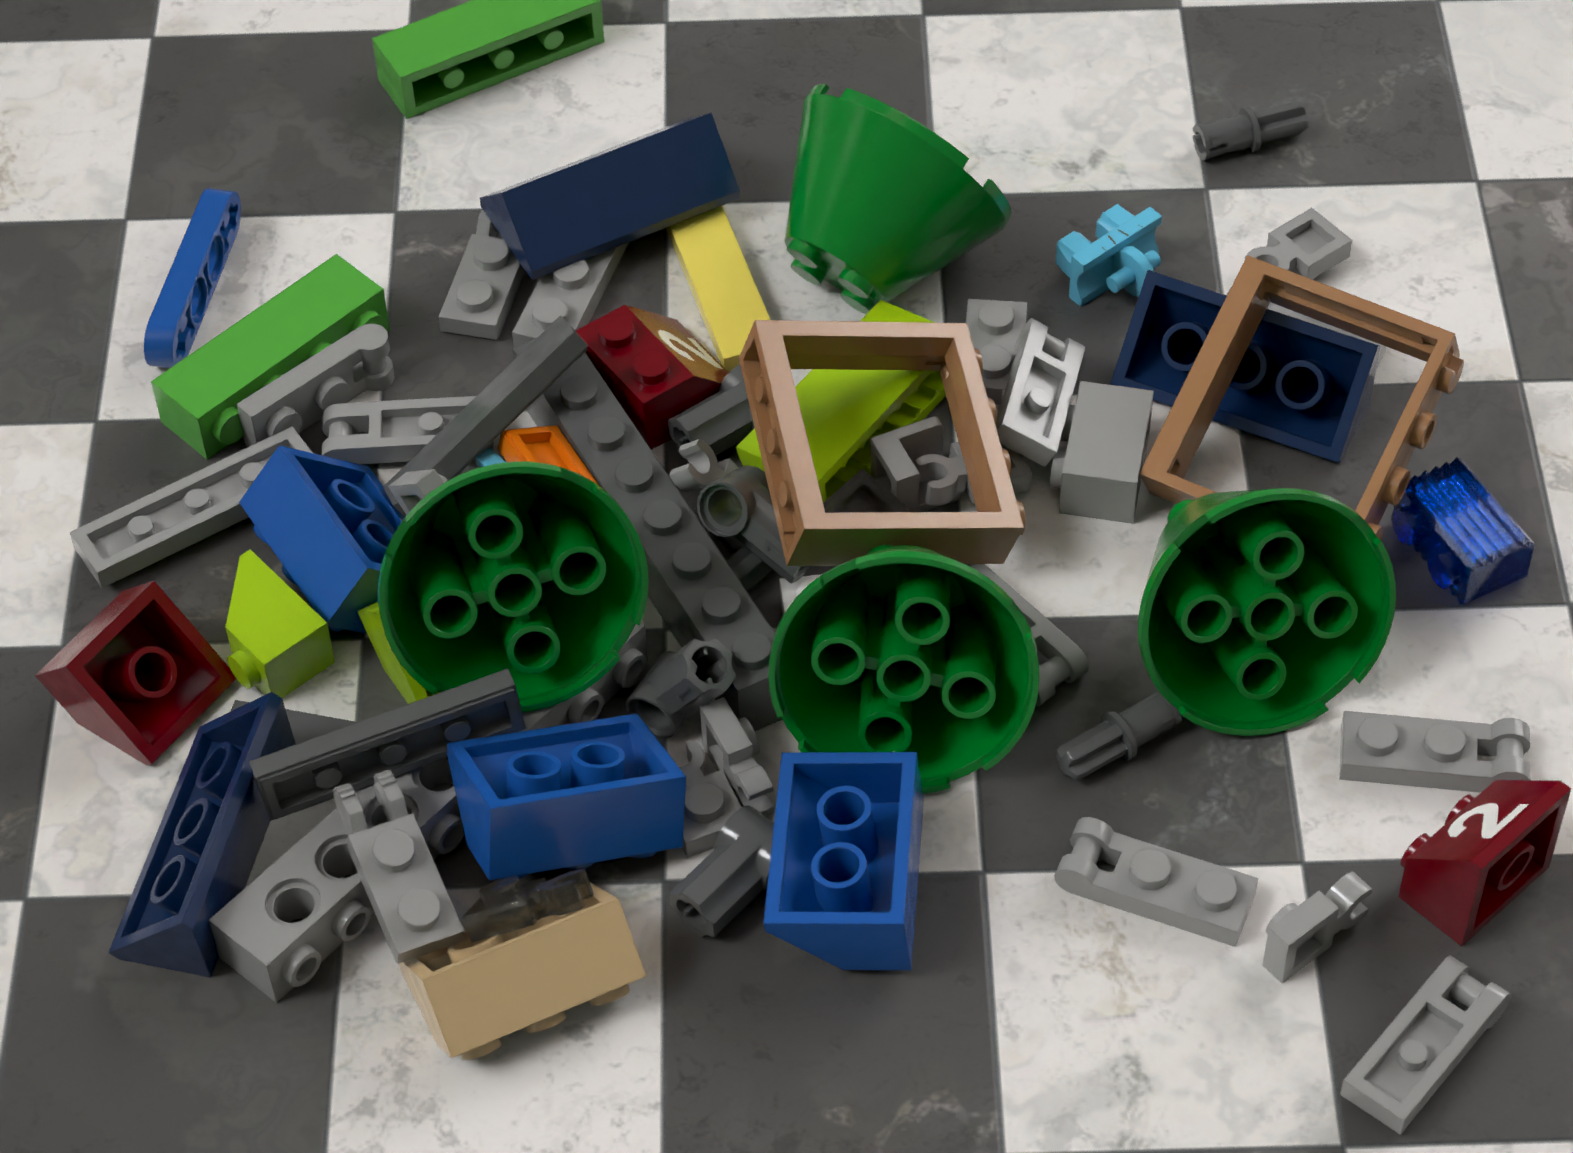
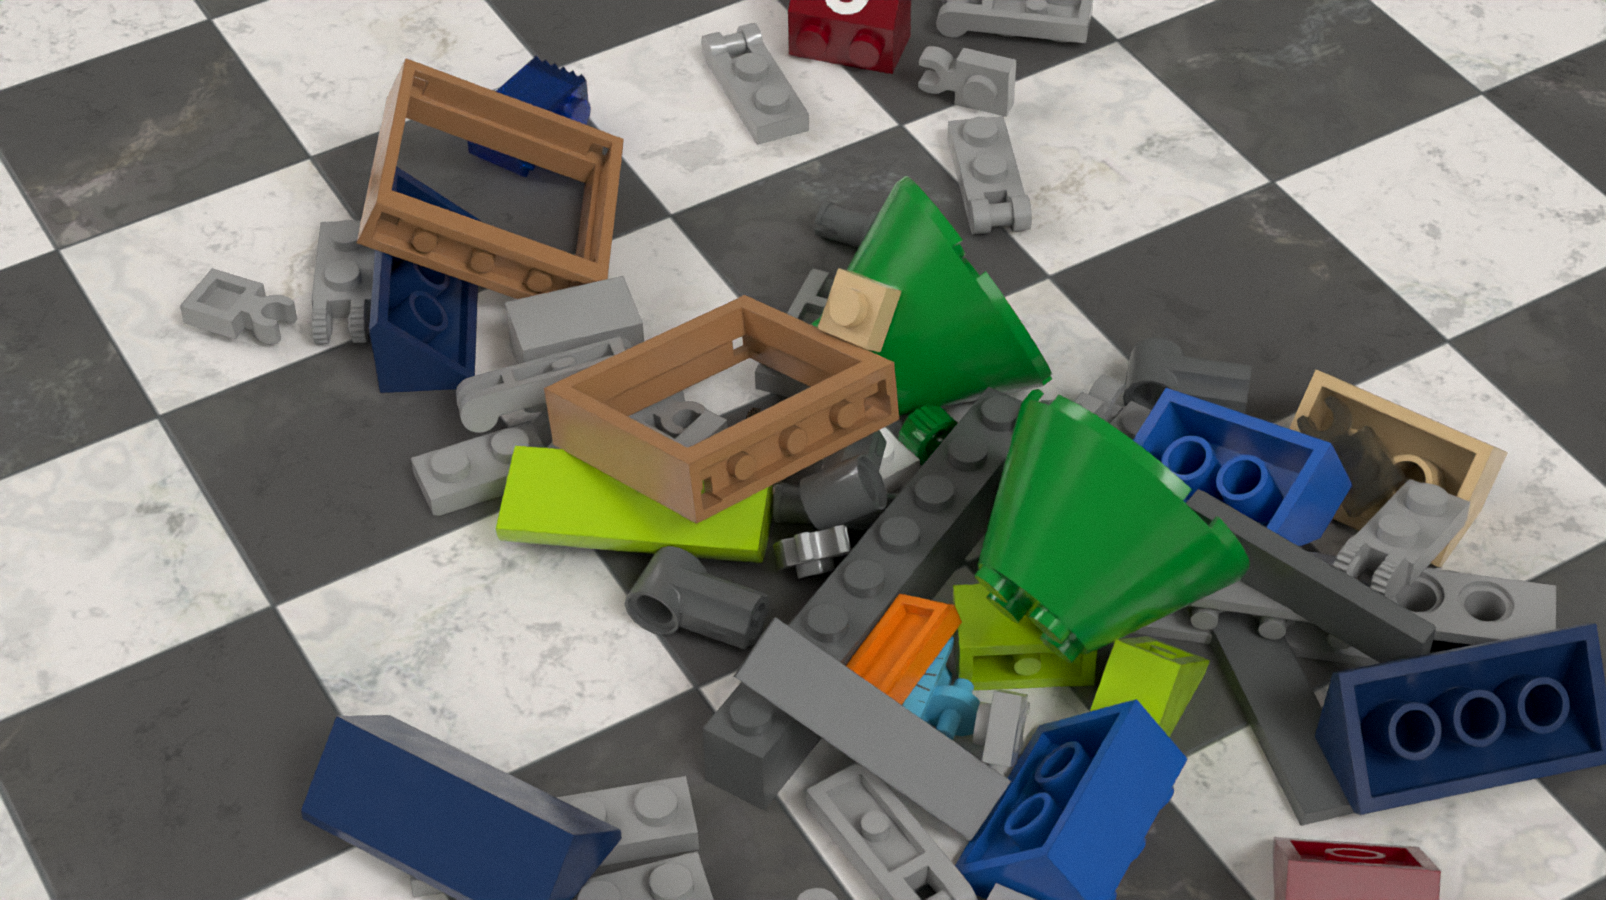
camera: 120 degrees left, 5 degrees down
(273, 632) = (1220, 814): lime slope -> none
(651, 367) = (676, 679): dark red slope -> none
(718, 281) = (530, 689): light yellow tile -> none
(847, 857) = (1128, 293): blue slope -> none
(880, 199) = (397, 546): green cone -> none
(886, 530) = (859, 310): none -> tan plate
(1116, 259) = (318, 412): medium azure hips -> none
(1249, 129) = (72, 397): dark grey axle -> none
(1263, 608) = (714, 155): green cone -> none

